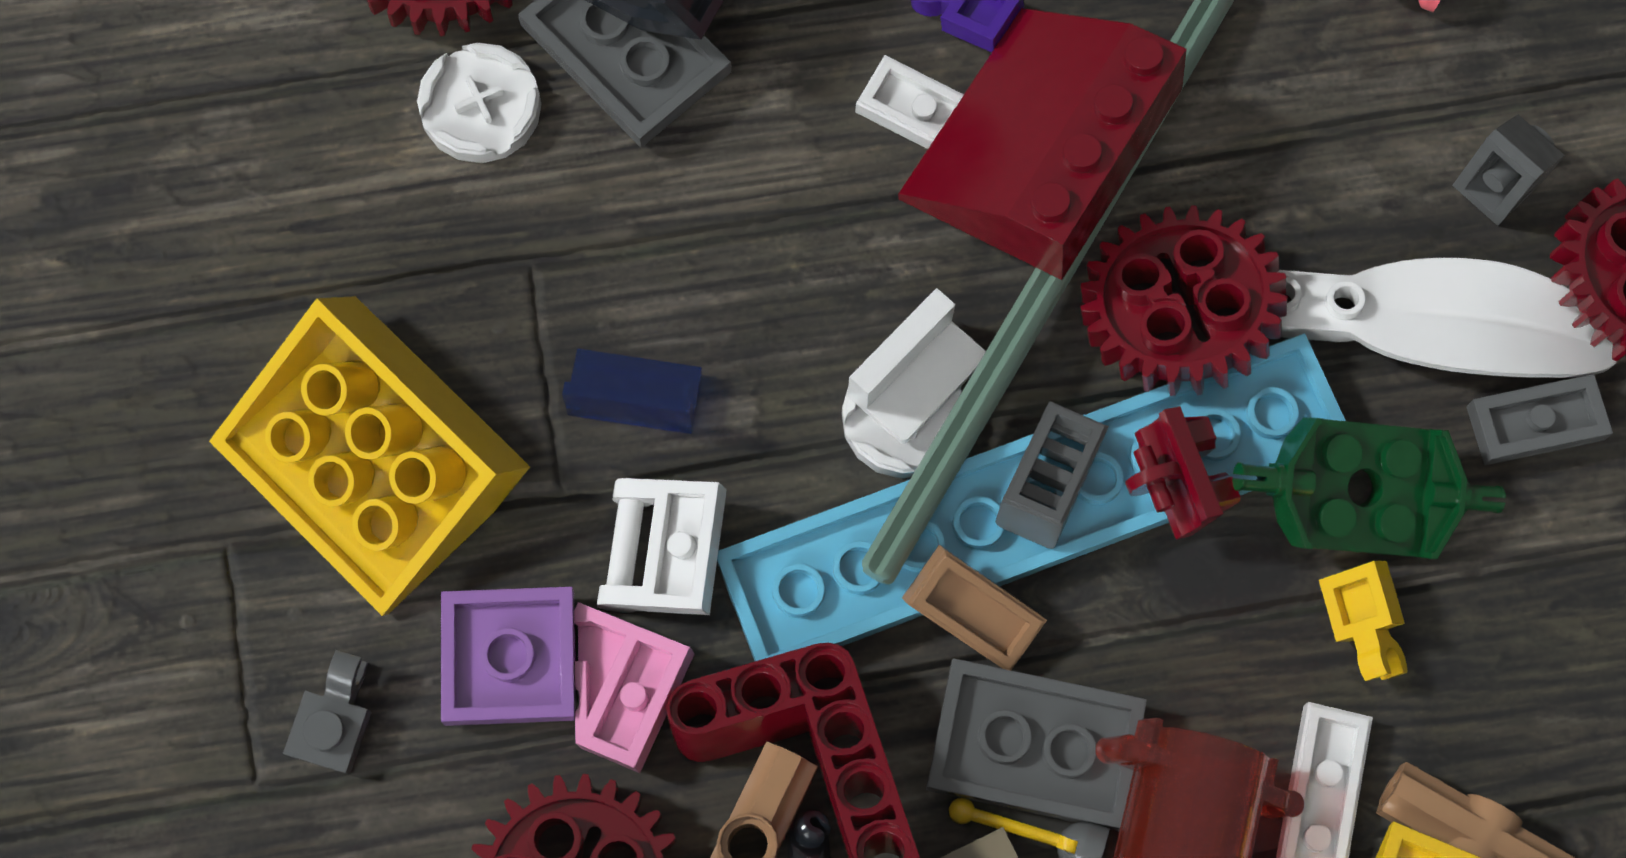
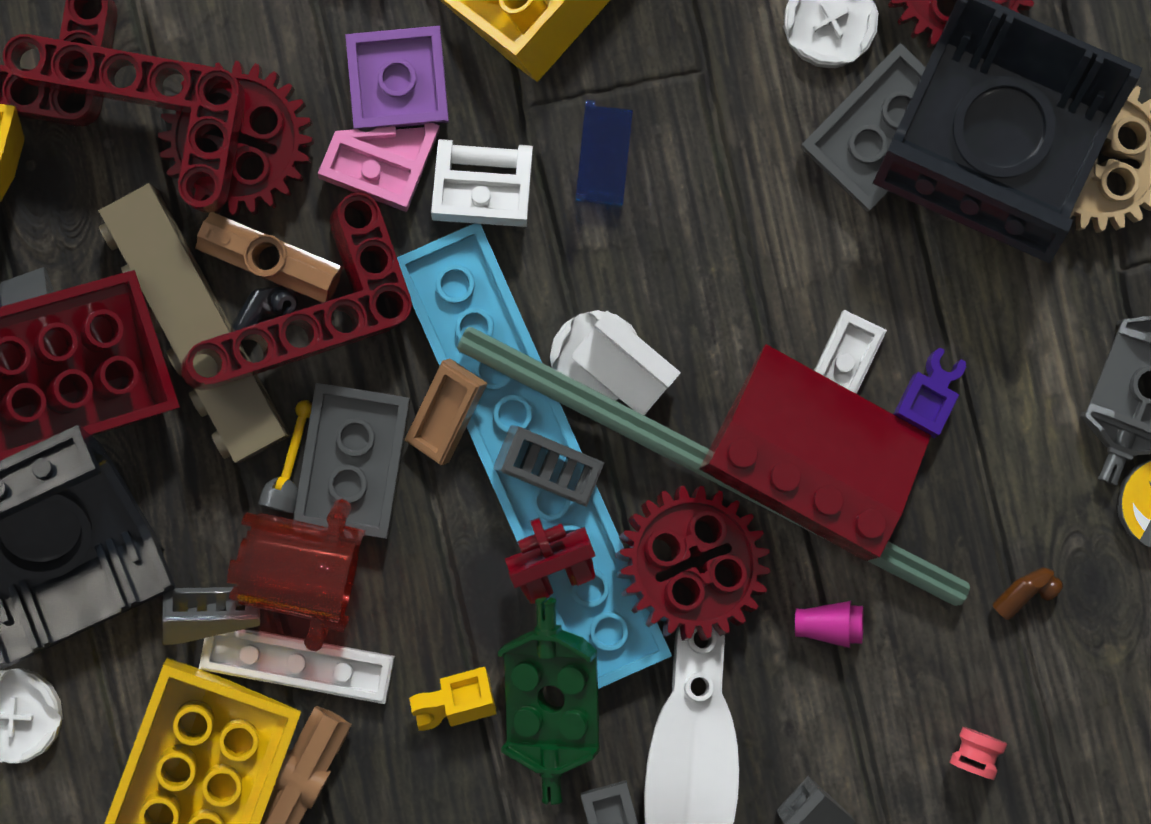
camera: 90 degrees right, 15 degrees up
(1260, 137) = (831, 623): none -> dark pink cone

